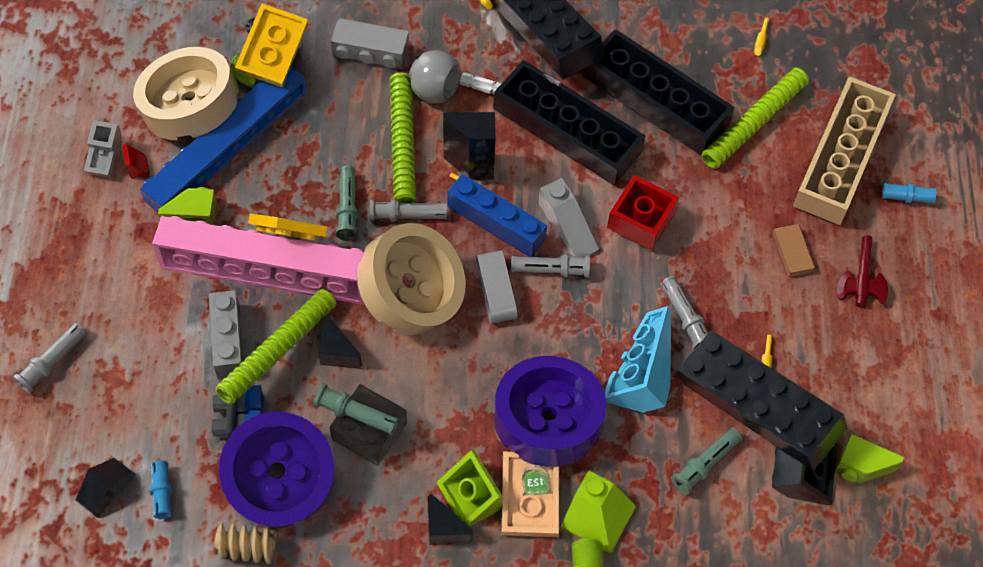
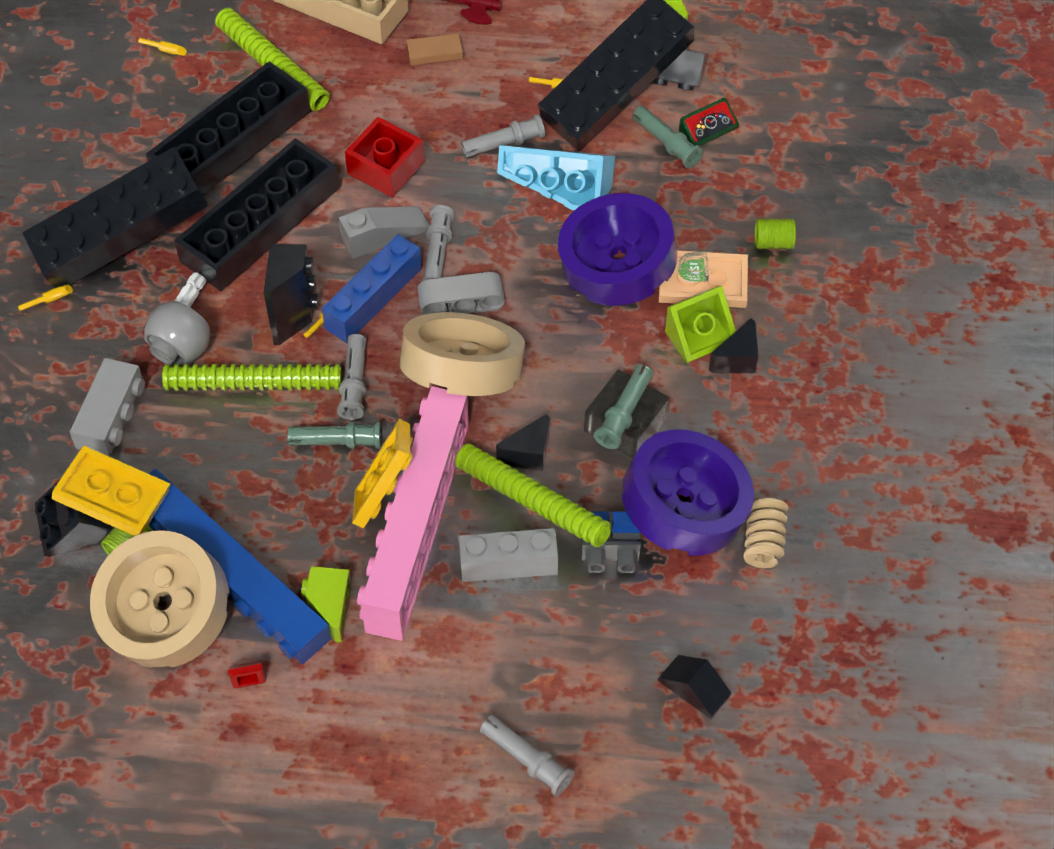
camera: 85 degrees left, 5 degrees down
(105, 146) = (220, 704): light grey brick -> none
(161, 489) = (701, 621): dark azure pin -> none
(598, 512) = (720, 227): lime slope -> none
(730, 501) = (708, 122): none -> slope

